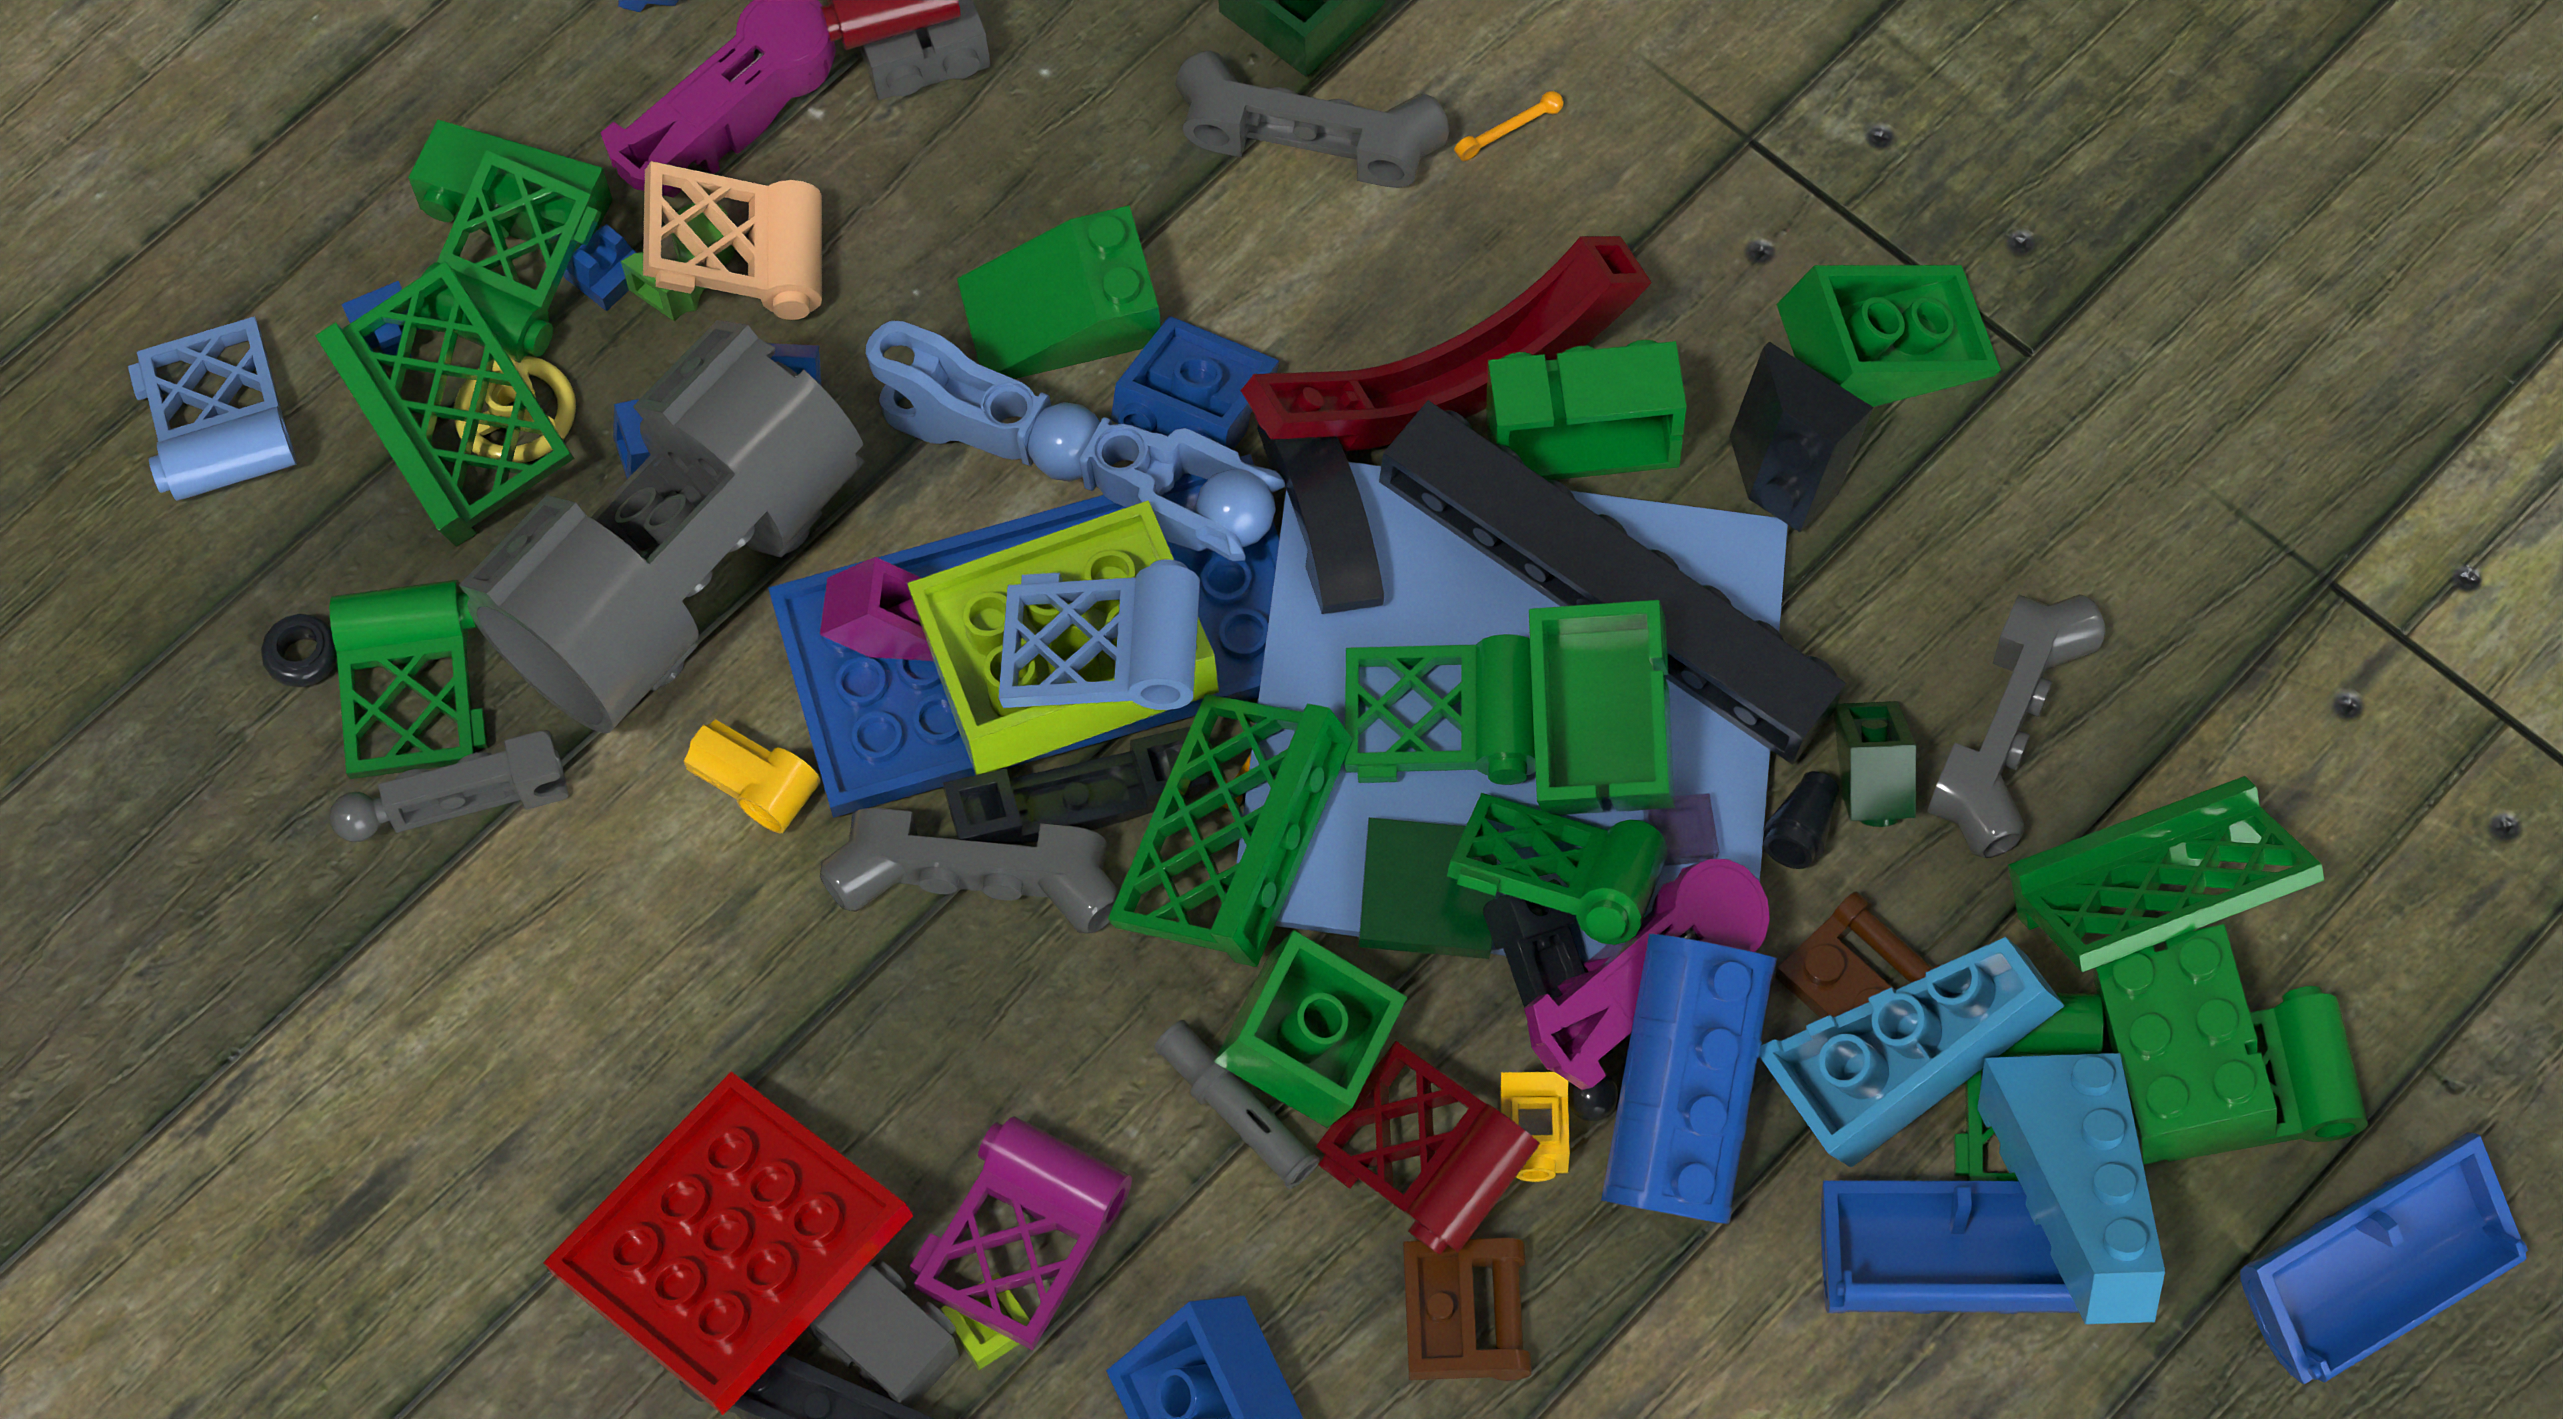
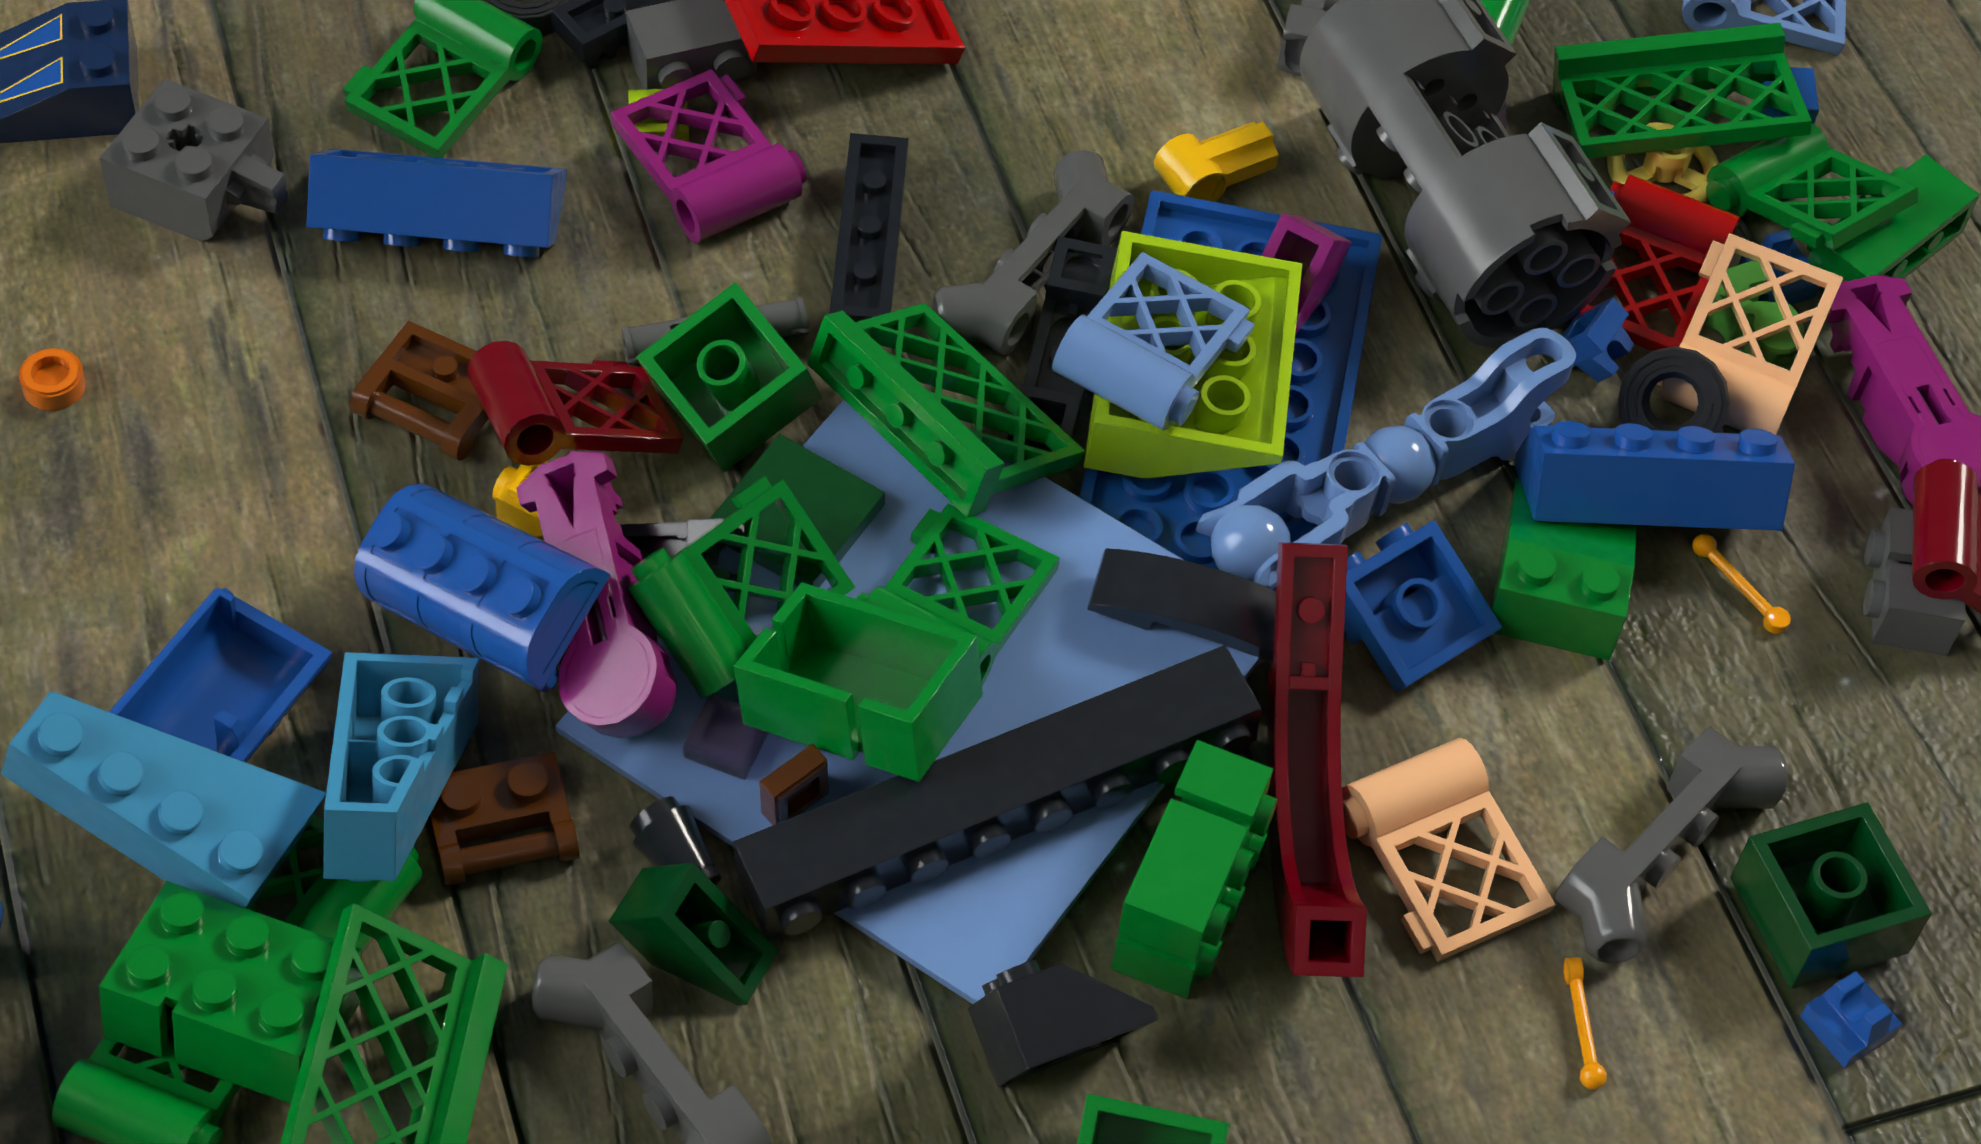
camera: 110 degrees right, 10 degrees down
(610, 350) = (1667, 233): none -> red piece
(816, 285) = (1681, 364): none -> black tyre
(944, 247) = (1655, 476): none -> blue slope
(1014, 139) = (1775, 618): none -> light orange hinge
(1033, 1031) = (869, 226): none -> black gear
(1386, 301) = (1423, 799): none -> light nougat piece
(1706, 738) = (794, 785): none -> reddish brown tile

